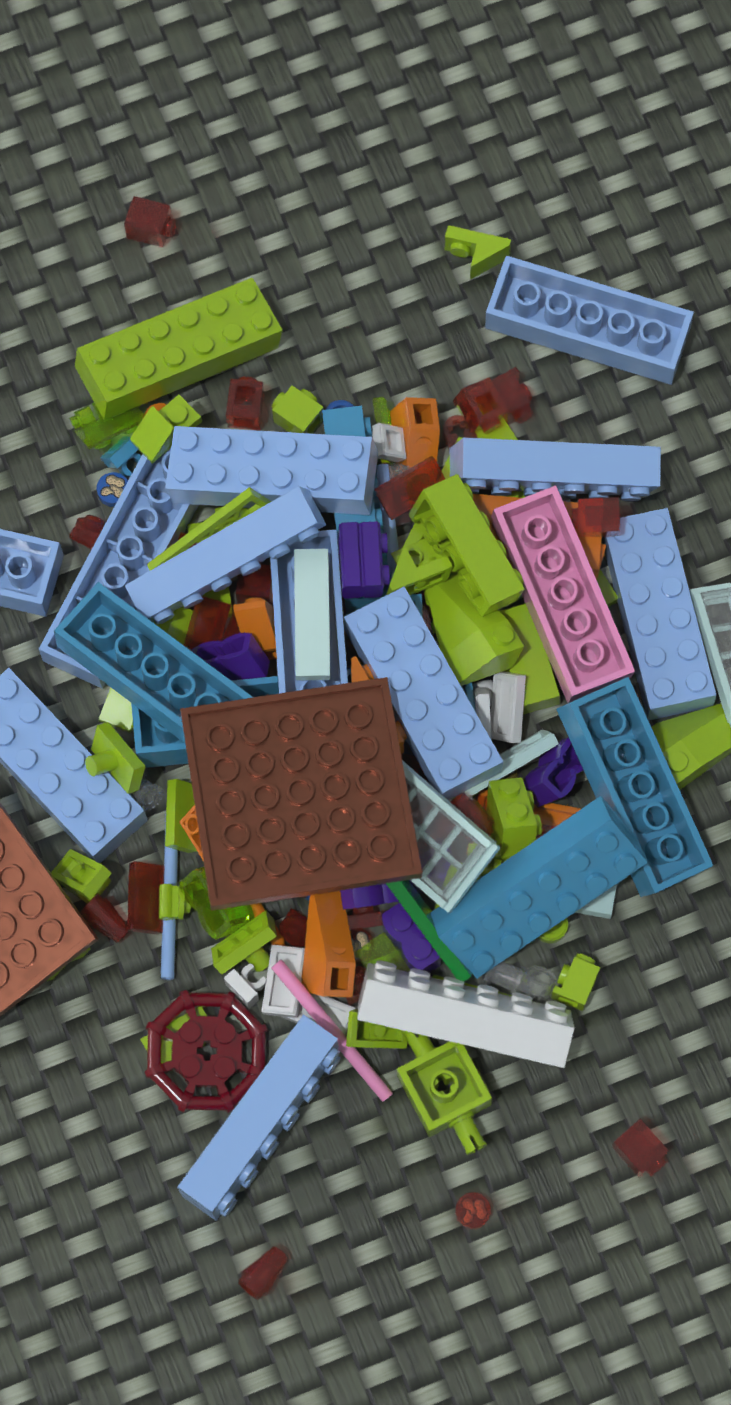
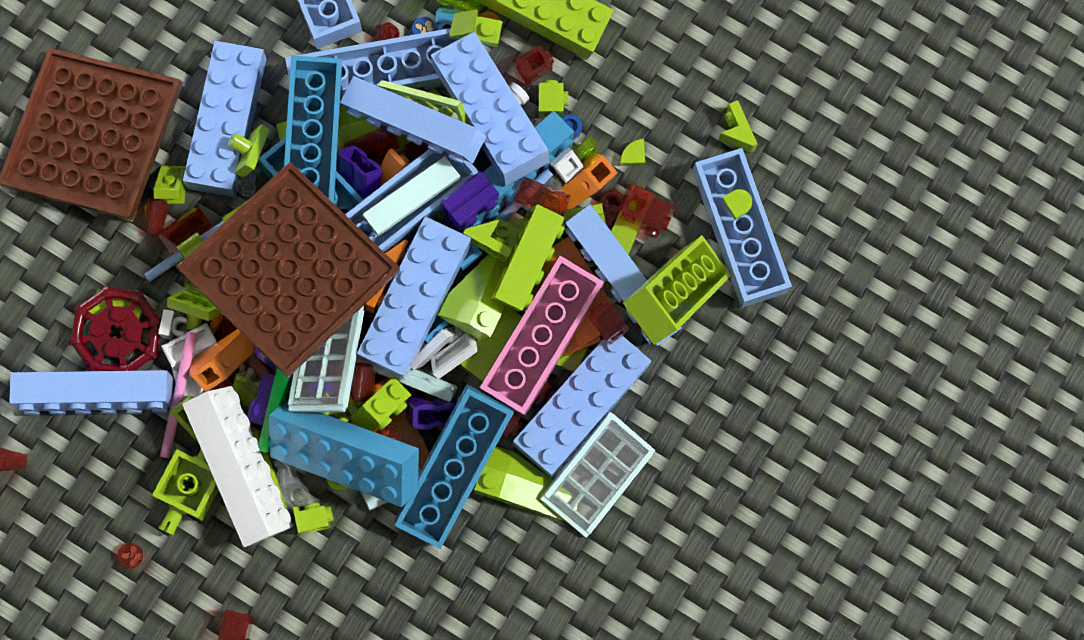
camera: 45 degrees right, 5 degrees up
(421, 373) = (634, 154): none -> lime tile
(564, 299) = (738, 203): none -> lime tile
(621, 419) = (677, 290): none -> lime brick

